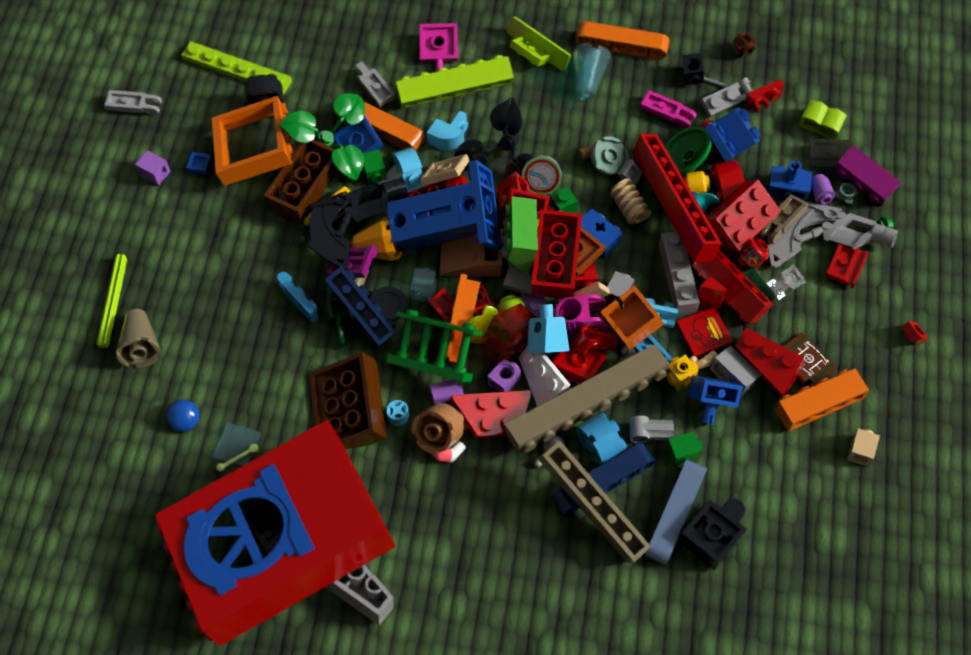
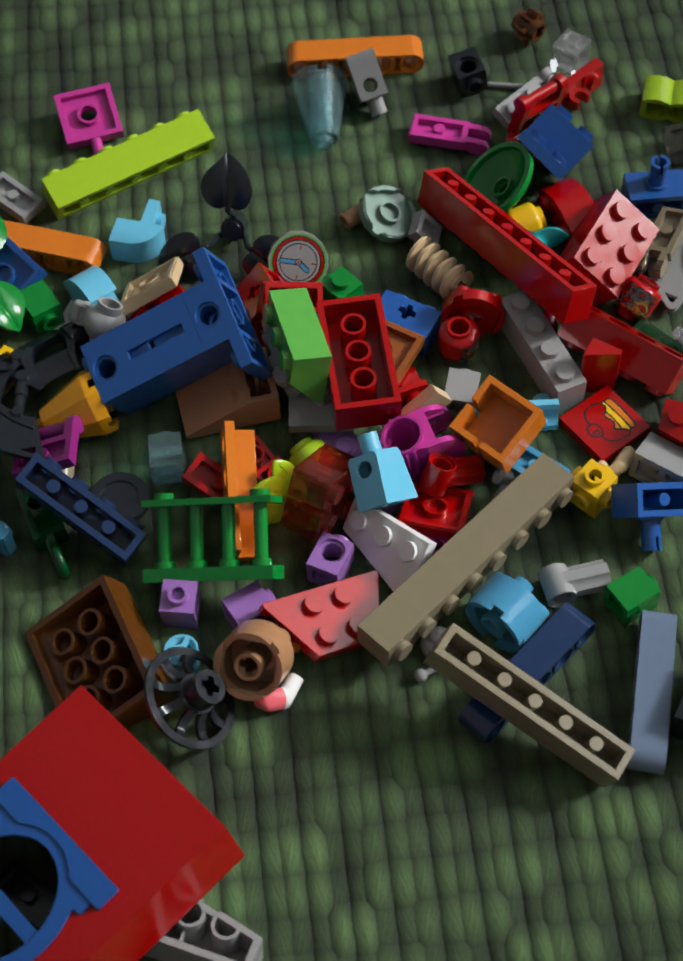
camera: 15 degrees left, 5 degrees down
(397, 440) = (196, 693): none -> black wheel
(405, 185) = (97, 318): none -> light grey piece
(405, 380) = (180, 603): none -> medium lavender brick
(536, 46) = (233, 90): lime bracket -> none
(623, 52) = (366, 67): none -> light grey torso
(628, 252) = (458, 338): none -> red head
(636, 231) = (486, 306): none -> red plate
(725, 105) = (531, 106): none -> red plate
(765, 71) = (570, 53): none -> clear brick

